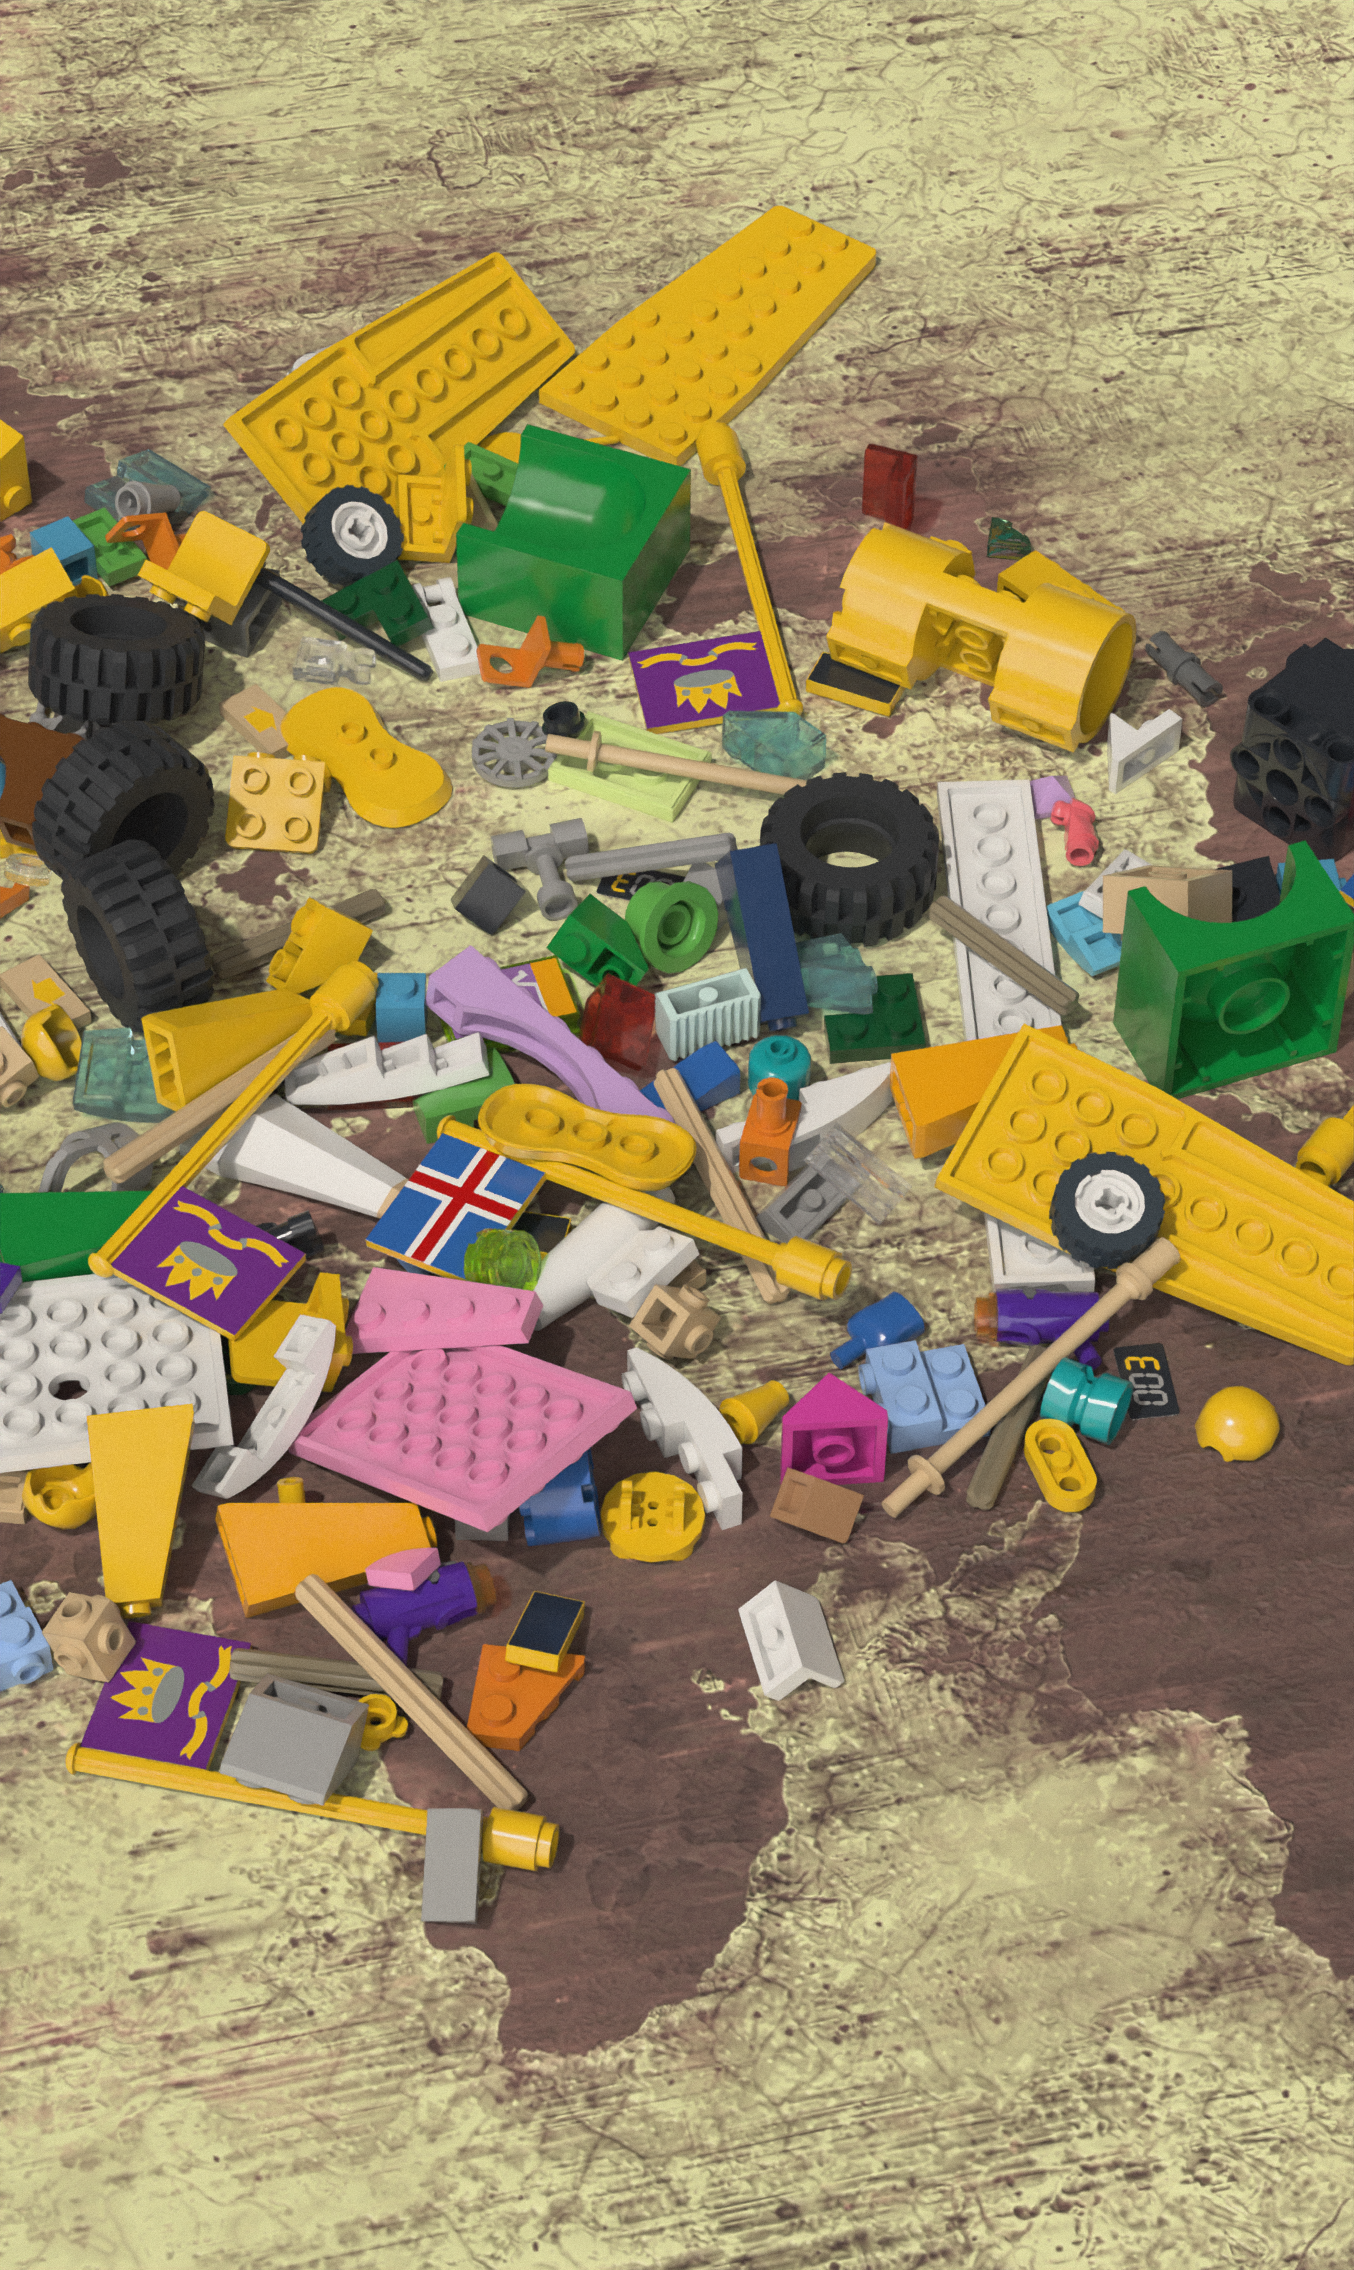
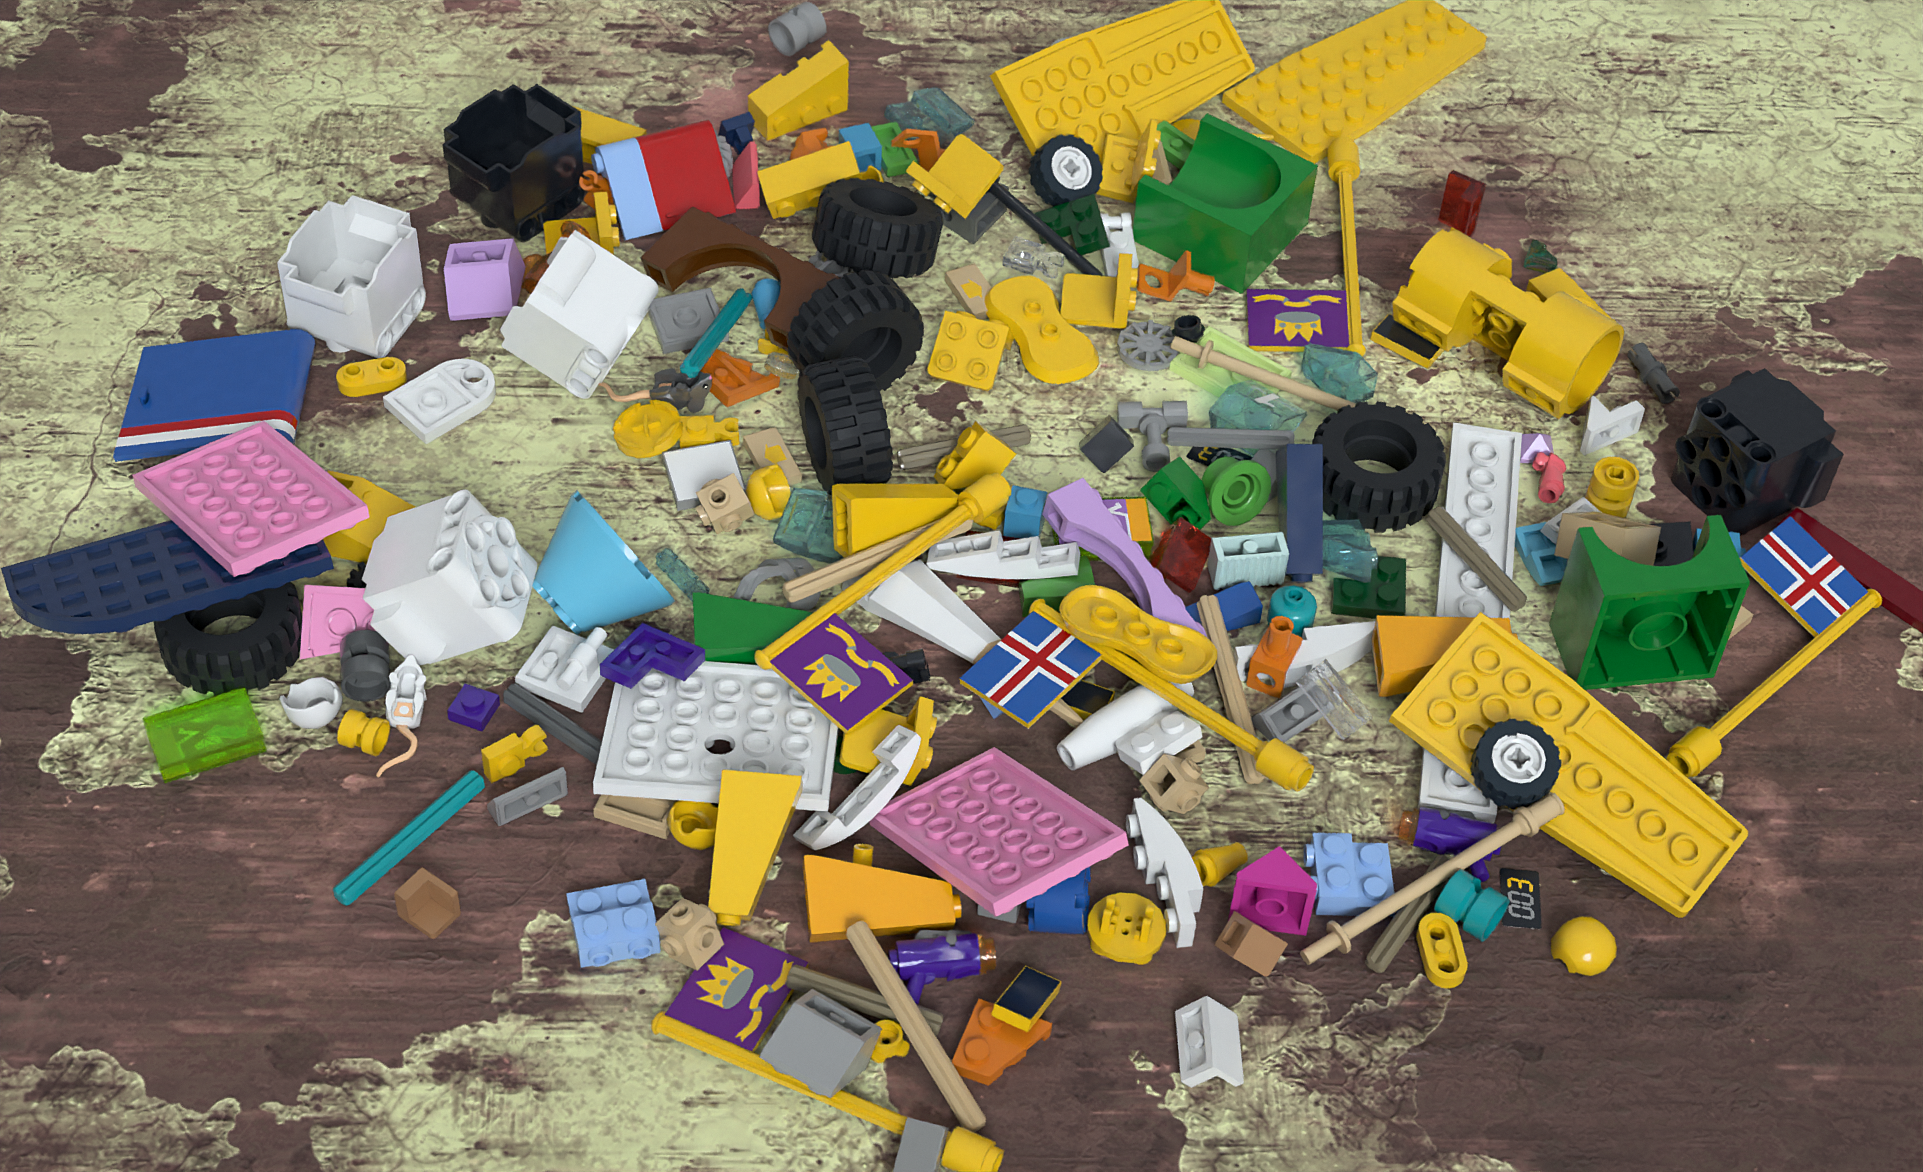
camera: 10 degrees right, 0 degrees up
(146, 498) = (926, 119): light grey cone -> none
(403, 1569) = (931, 930): bright pink tile -> none
(436, 701) = (1100, 299): none -> yellow bracket
(437, 1312) = (1001, 743): bright pink wing -> none
(502, 1259) = (1054, 717): clear neon green wheel -> none
(672, 811) = (1254, 407): none -> clear light blue slope
(877, 1325) = (1326, 816): blue piece -> none
(1160, 827) = (1613, 486): none -> yellow wheel

